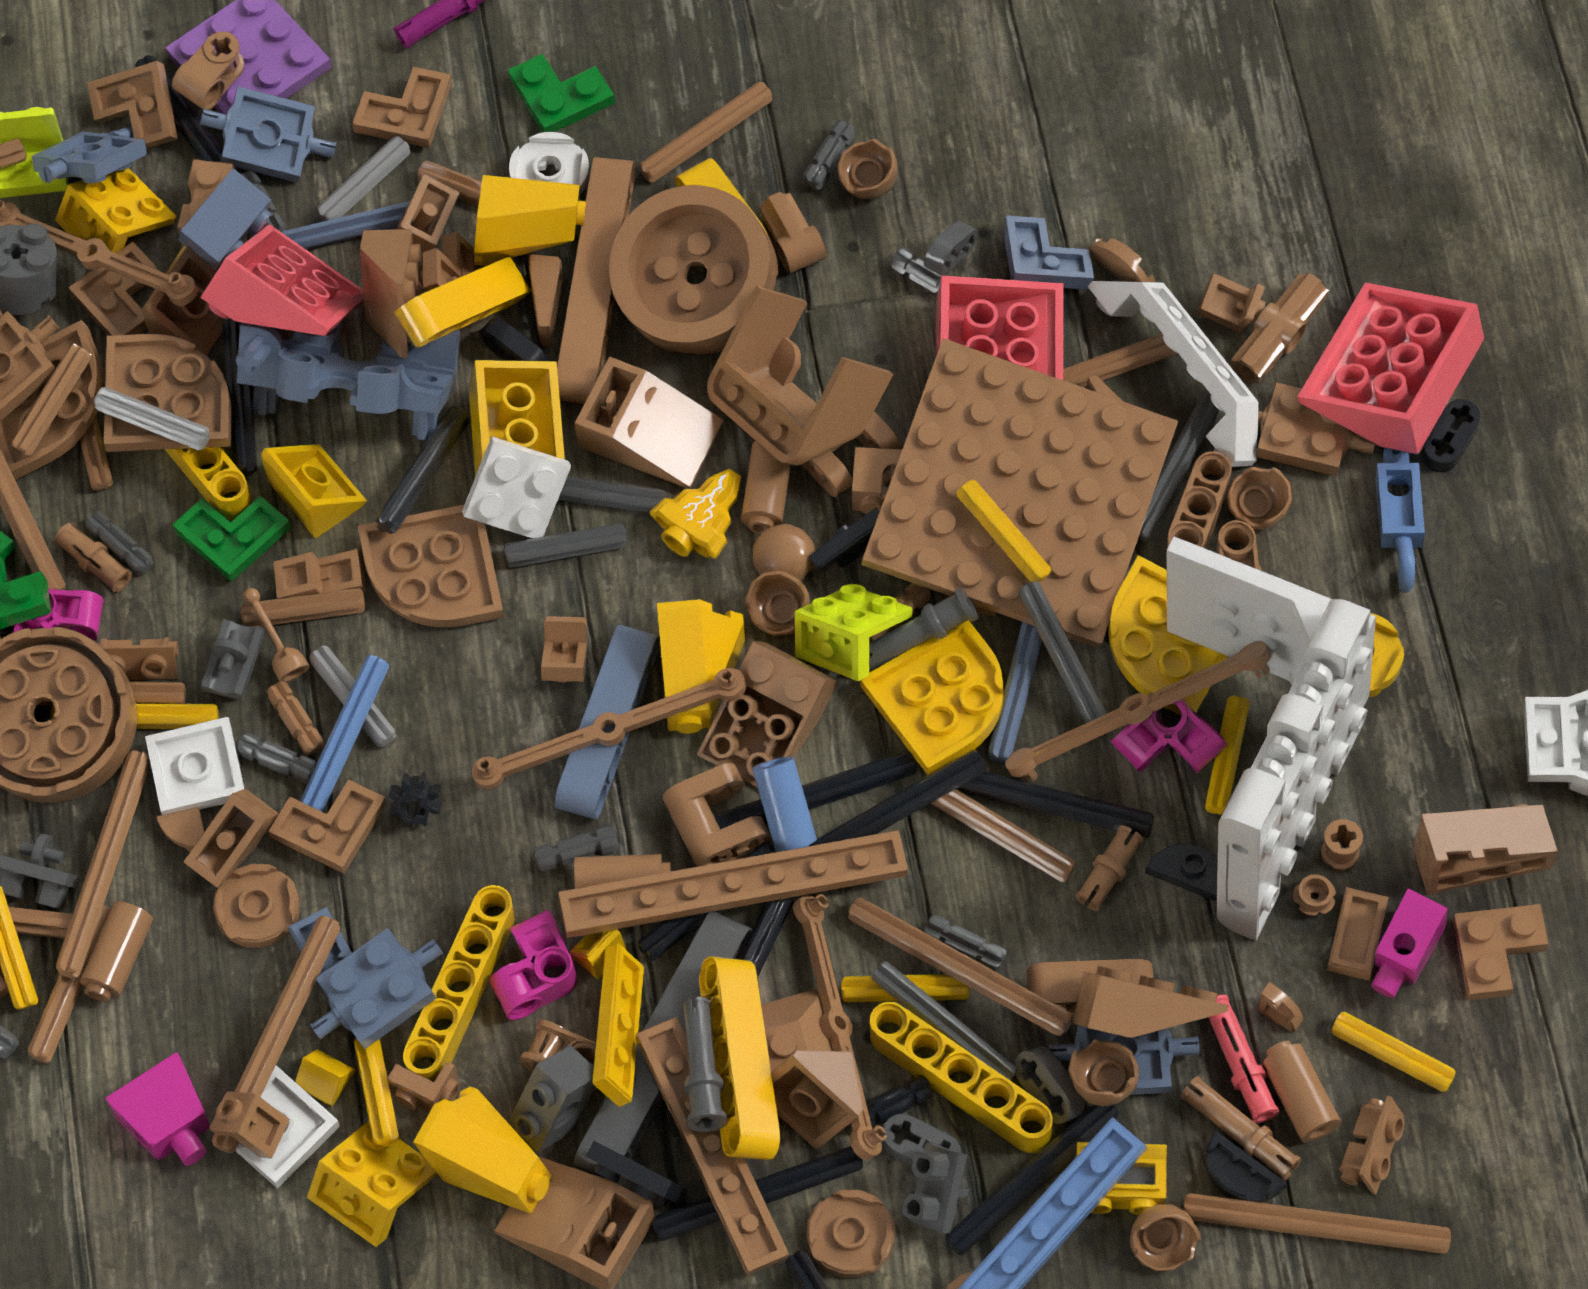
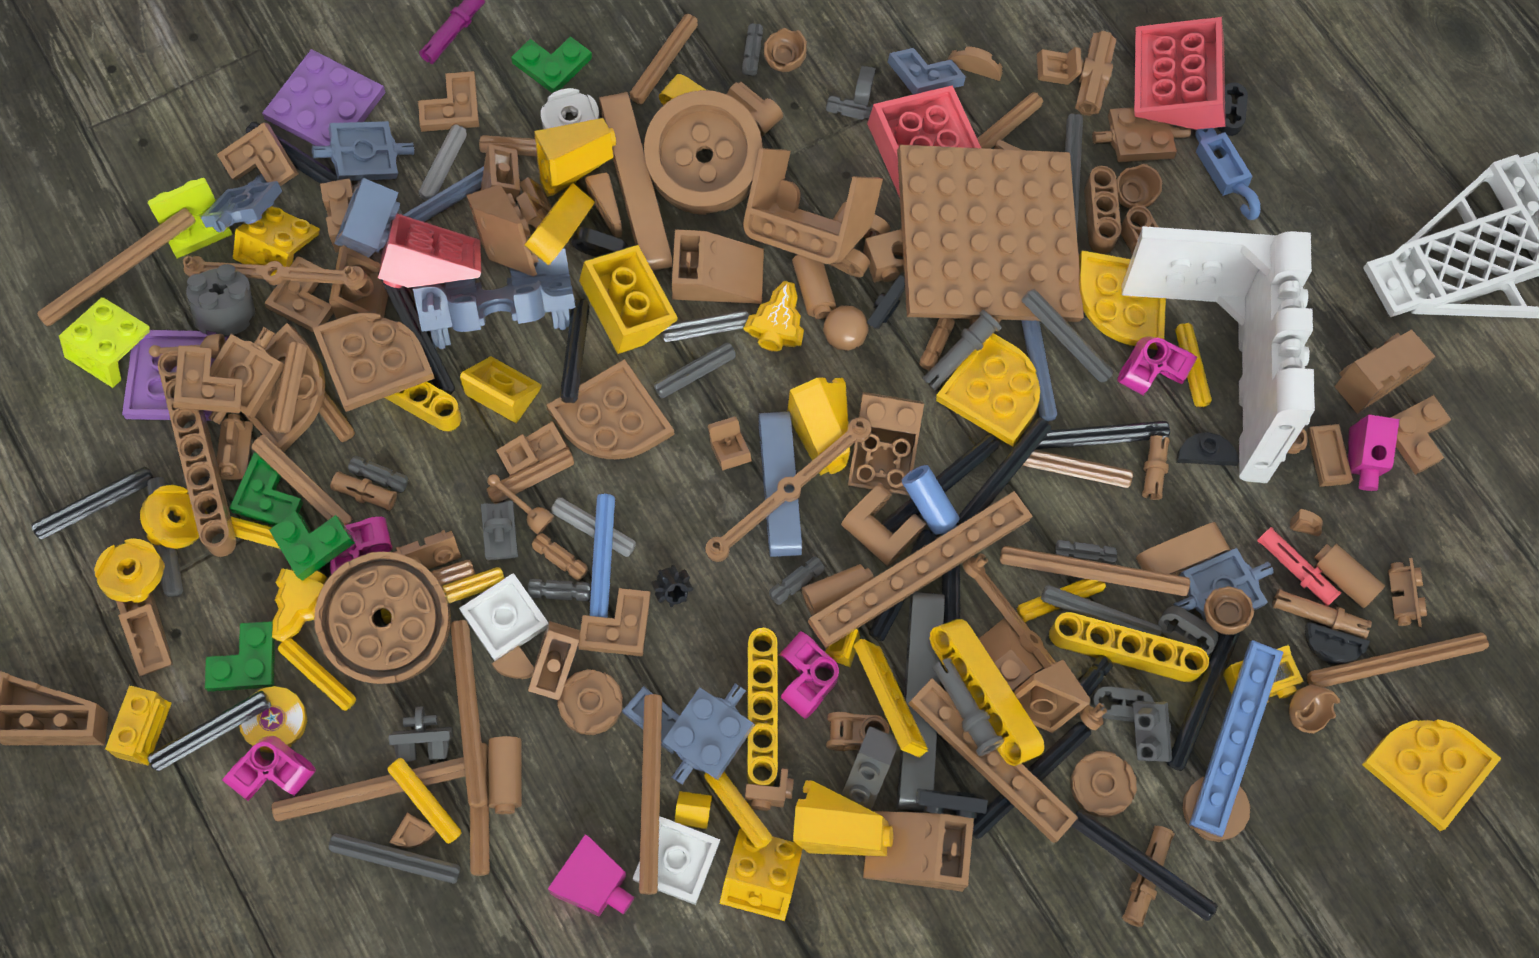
camera: 30 degrees left, 5 degrees up
(152, 418) = (372, 377): light grey axle -> none
(208, 72) = (304, 118): medium nougat piece -> none
(234, 544) = (457, 449): green plate -> none
(250, 1122) = (662, 867): medium nougat bracket -> none
(516, 488) = (650, 342): white plate -> none
(773, 602) = (860, 362): medium nougat hair -> none
(838, 628) = (914, 363): neon yellow bracket -> none
(1003, 531) = (996, 263): yellow axle -> none
(1130, 1009) = (1236, 556): medium nougat slope -> none
(1138, 708) = (1070, 413): medium nougat piece -> none
(1238, 430) = (1103, 151): white slope -> none
(1393, 1051) = (1390, 526): yellow axle -> none

